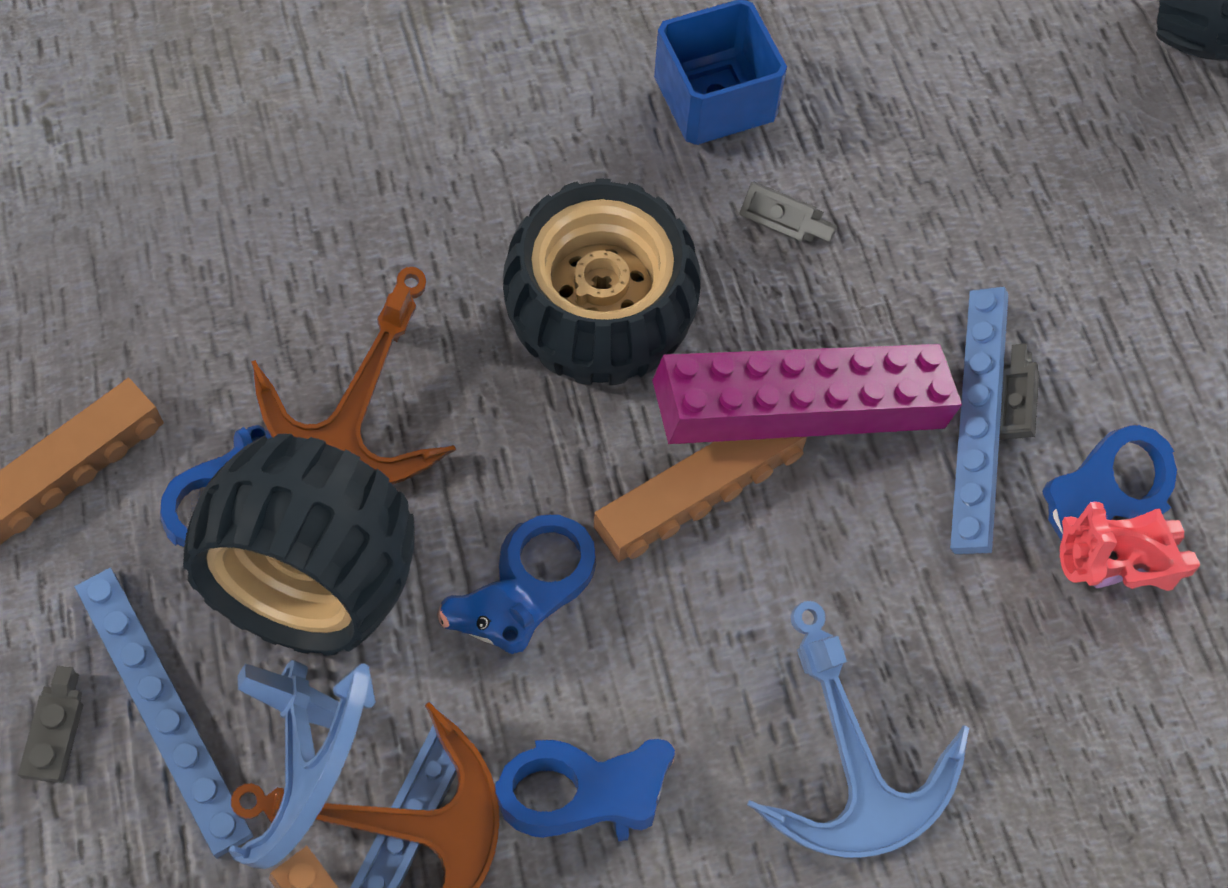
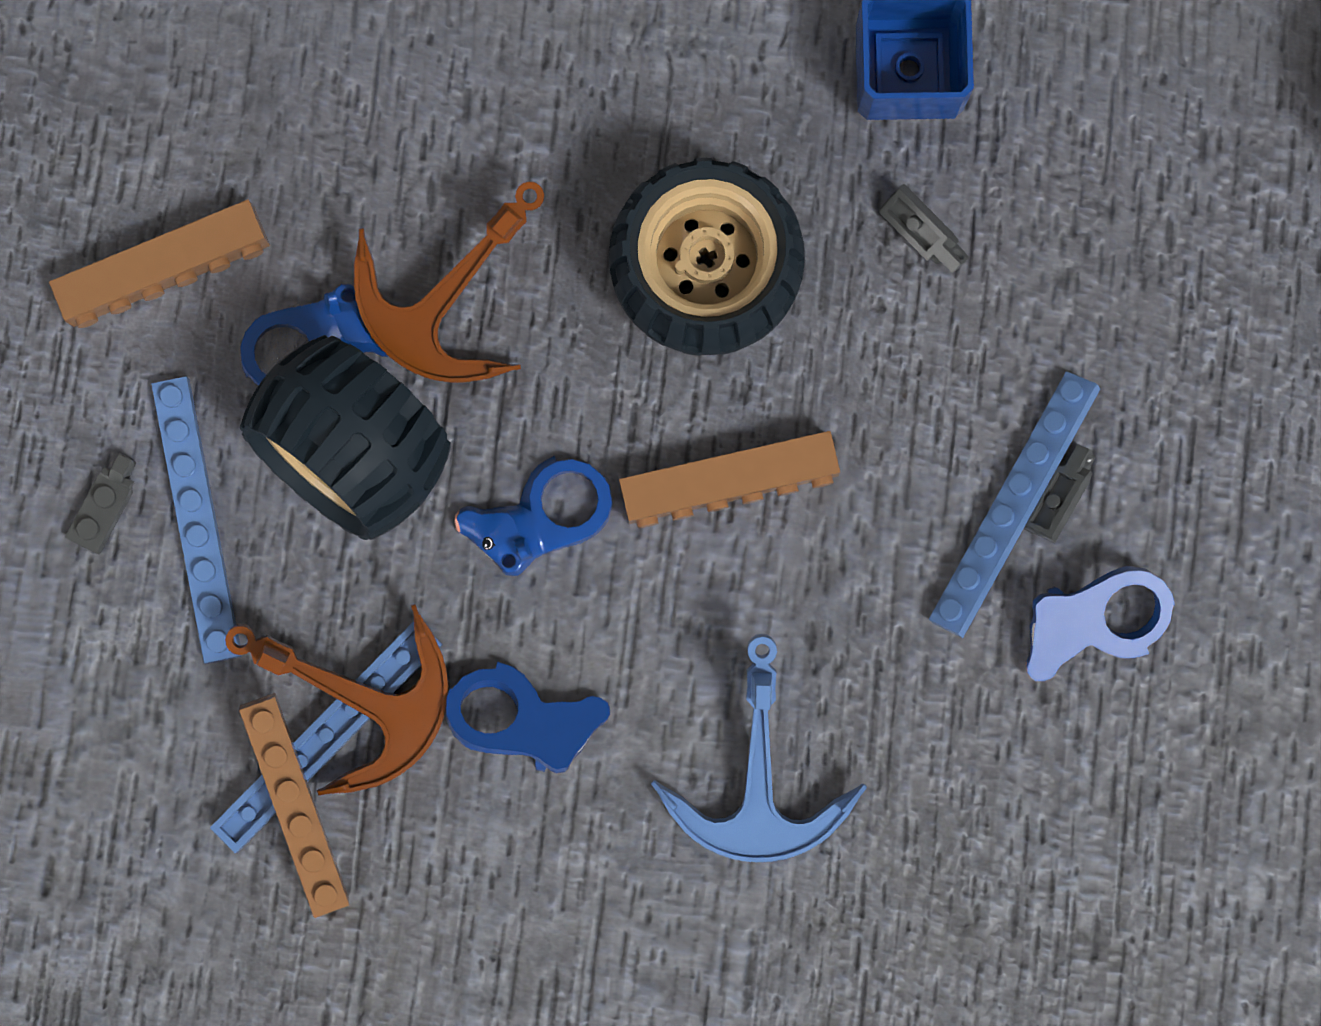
camera: 25 degrees right, 20 degrees up
(307, 776) = (287, 657): medium blue piece -> none
(804, 392) = (853, 434): magenta brick -> none
(1139, 543) = (1105, 689): coral hips -> none

